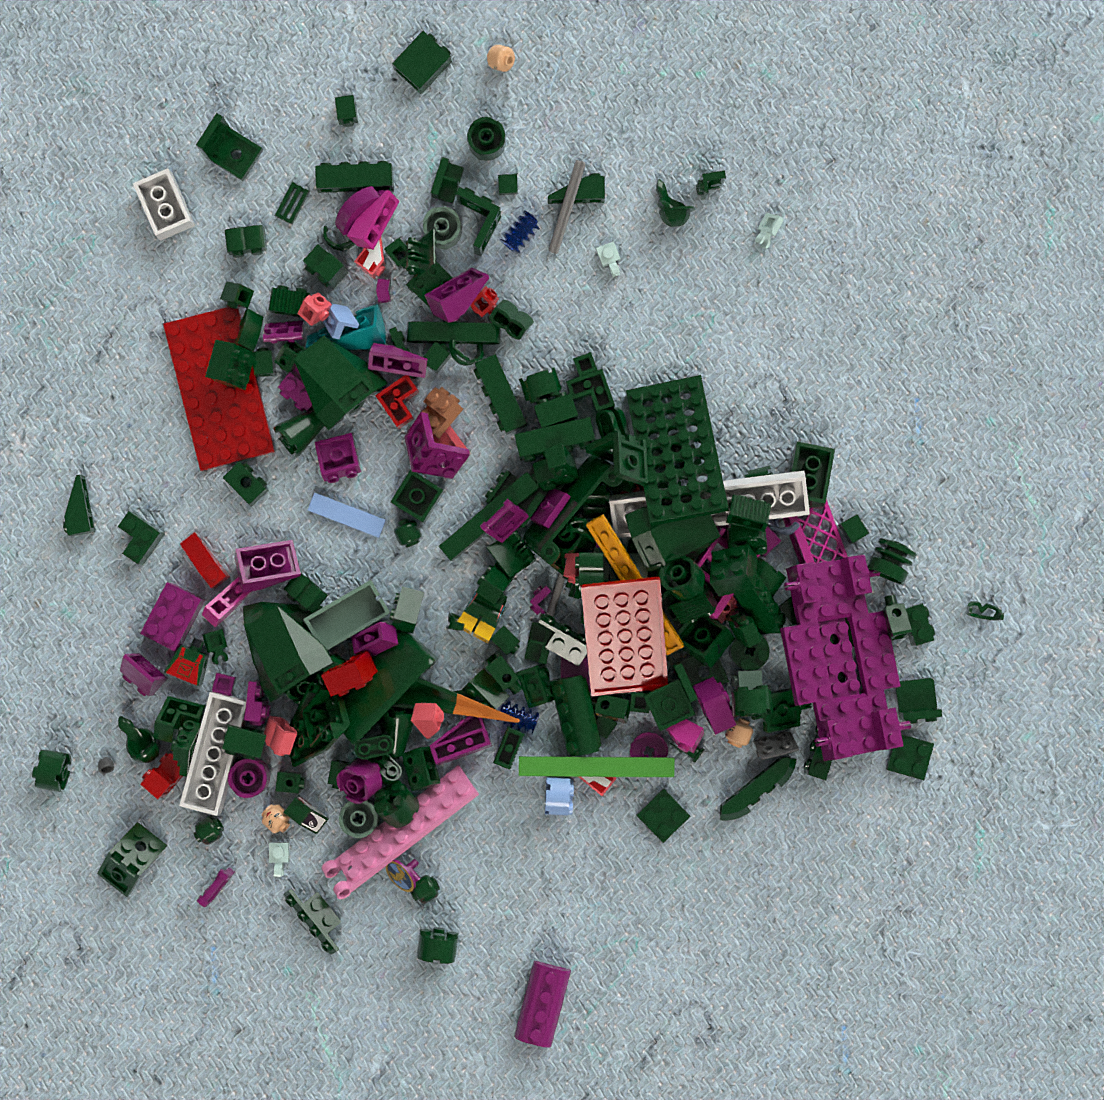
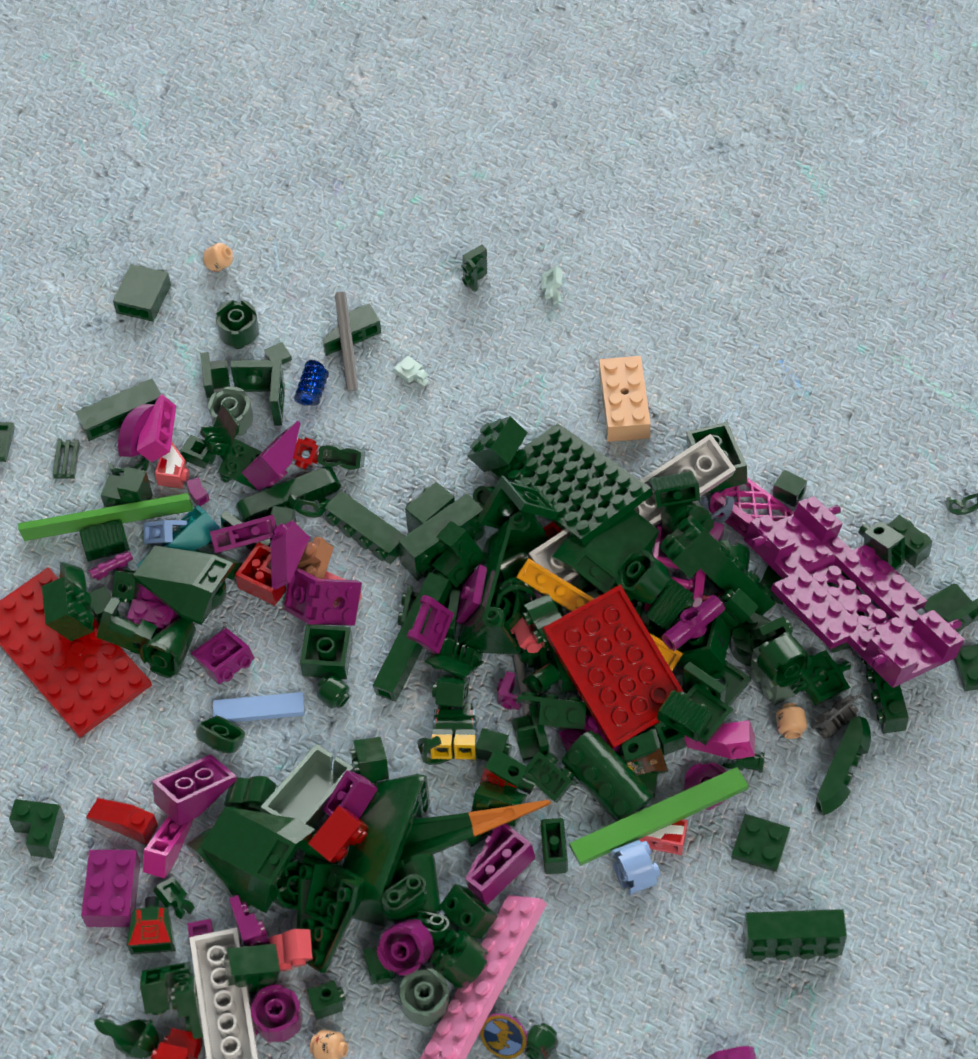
camera: 20 degrees left, 30 degrees down
(142, 673) = (101, 956): magenta slope -> none
(235, 480) = (142, 732): dark green brick -> none
(236, 295) = (45, 554): dark green brick -> none
(245, 240) = (32, 505): dark green brick -> none
(270, 401) = (122, 631): none -> dark green piece
(299, 282) = (126, 513): none -> bright green tile
(306, 527) = (220, 734): none -> dark green piece
(306, 815) = (362, 1026): dark green slope -> none
(314, 309) = (134, 526): coral brick -> none
(346, 110) = (85, 359): dark green brick -> none
(422, 399) = (286, 552): none -> magenta slope
(427, 718) = (450, 851): coral slope -> none
(526, 719) = (549, 812): clear blue piece -> none
(540, 384) = (398, 494): dark green brick -> none
(567, 607) = (542, 679): none -> dark green piece
(584, 364) = (437, 464): dark green brick -> none
(592, 385) = (457, 477): dark green brick -> none
(640, 374) = (496, 444): none -> dark green brick
(644, 905) = (794, 934): none -> dark green piece
(653, 706) = (685, 715): none -> dark green brick
(671, 211) = (451, 306): dark green piece -> none
(692, 633) = (693, 623): none -> magenta piece
(715, 705) = (751, 697): magenta brick -> none
(759, 664) = (775, 627): none -> dark green bracket
(761, 394) = (624, 398): none -> light nougat brick
(891, 560) = (847, 489): dark green wheel -> none

